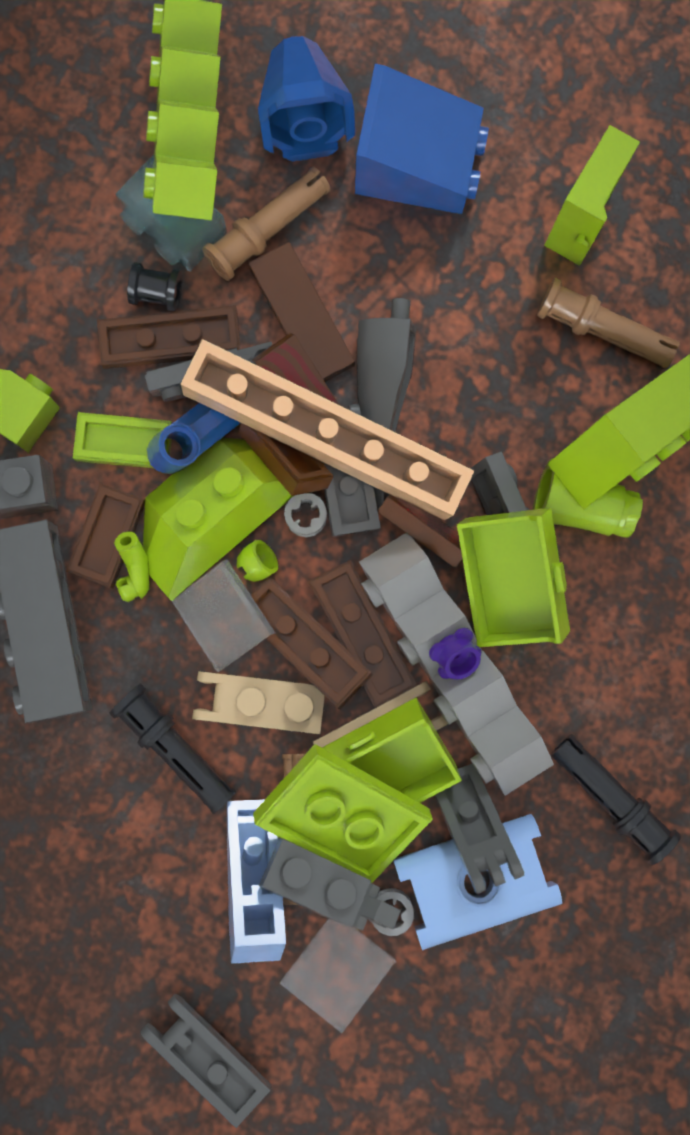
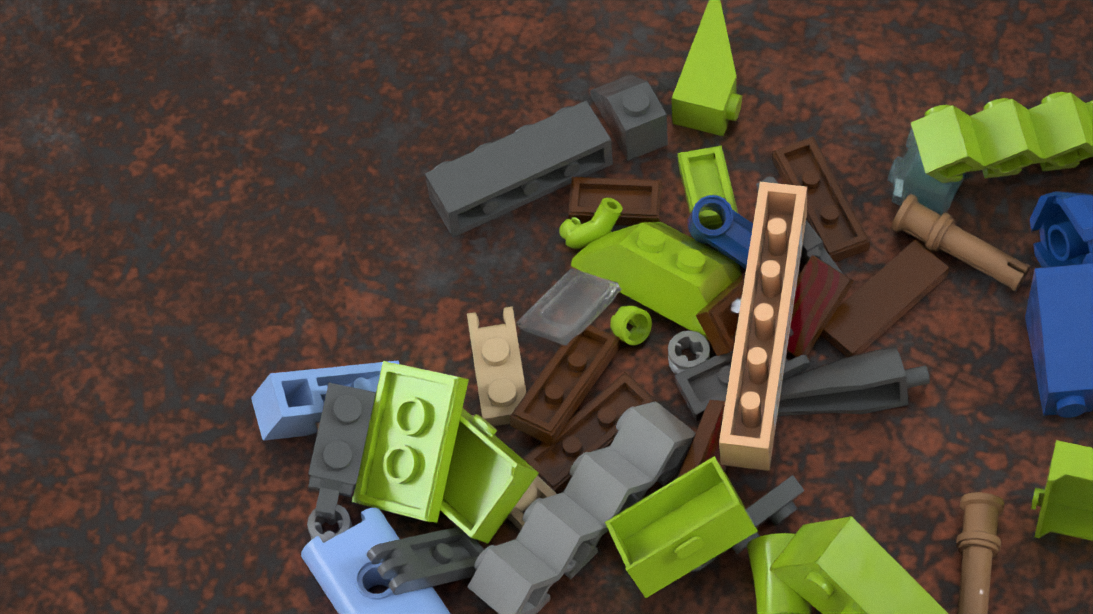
camera: 85 degrees right, 25 degrees down
(154, 286) = (861, 170): black bush -> none
(157, 732) = (444, 288): black pin -> none
(209, 1063) = (156, 409): dark grey hinge -> none
(337, 973) = (262, 495): clear piece -> none
(456, 655) = (578, 495): dark purple plate -> none

